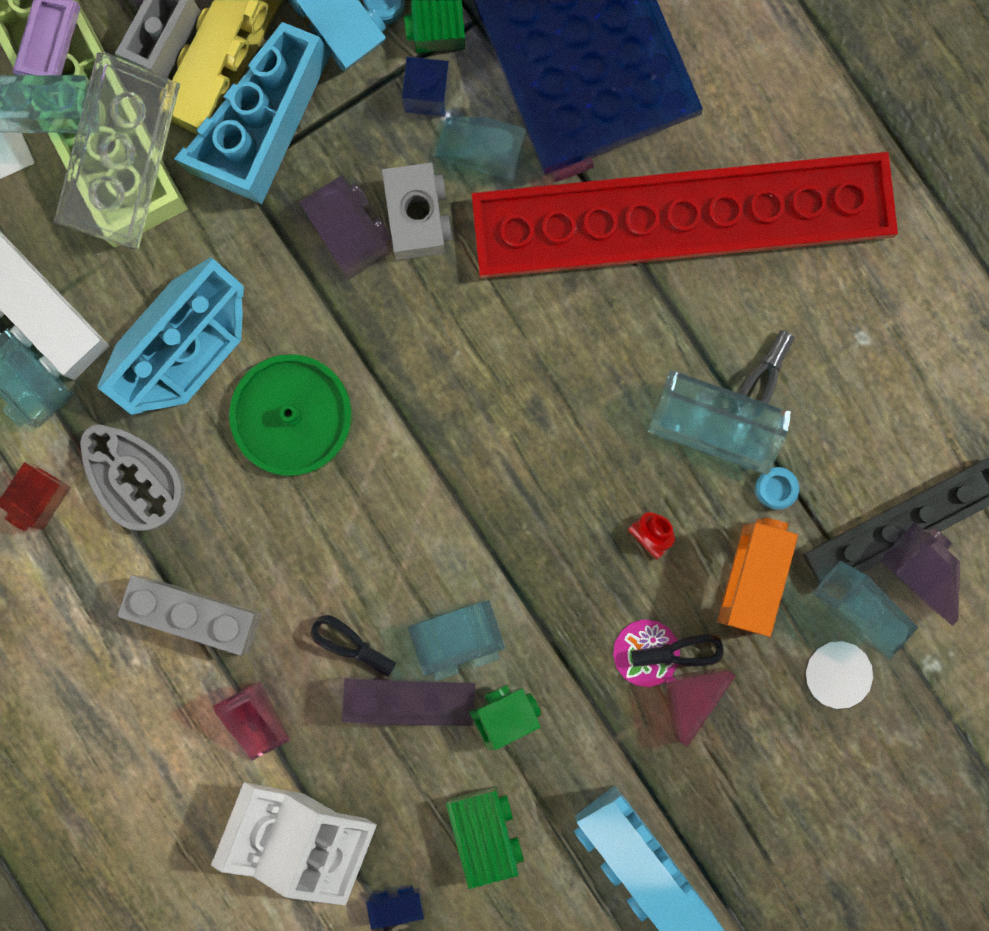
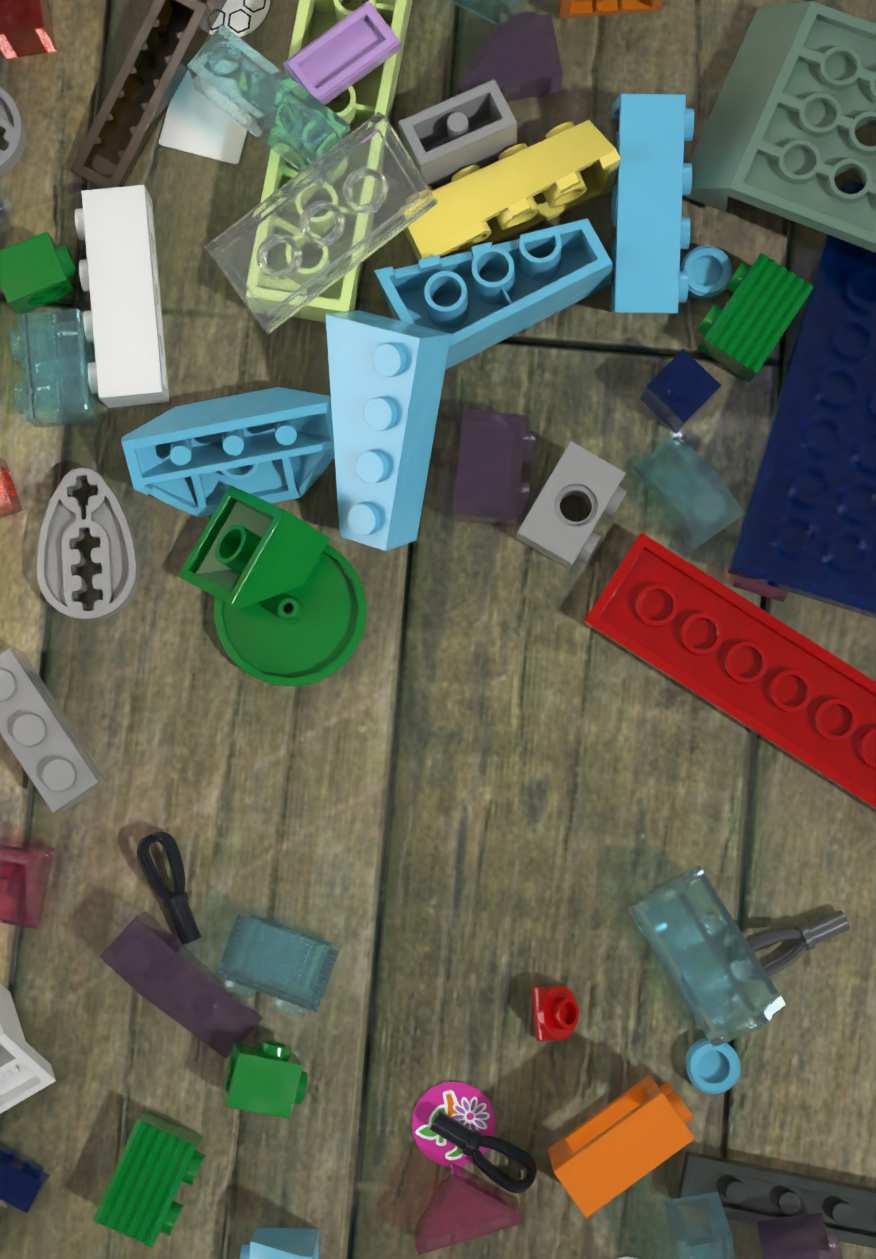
camera: 35 degrees right, 0 degrees up
(236, 393) = (252, 551): none -> green slope
(255, 248) = (383, 421): none -> medium azure wedge

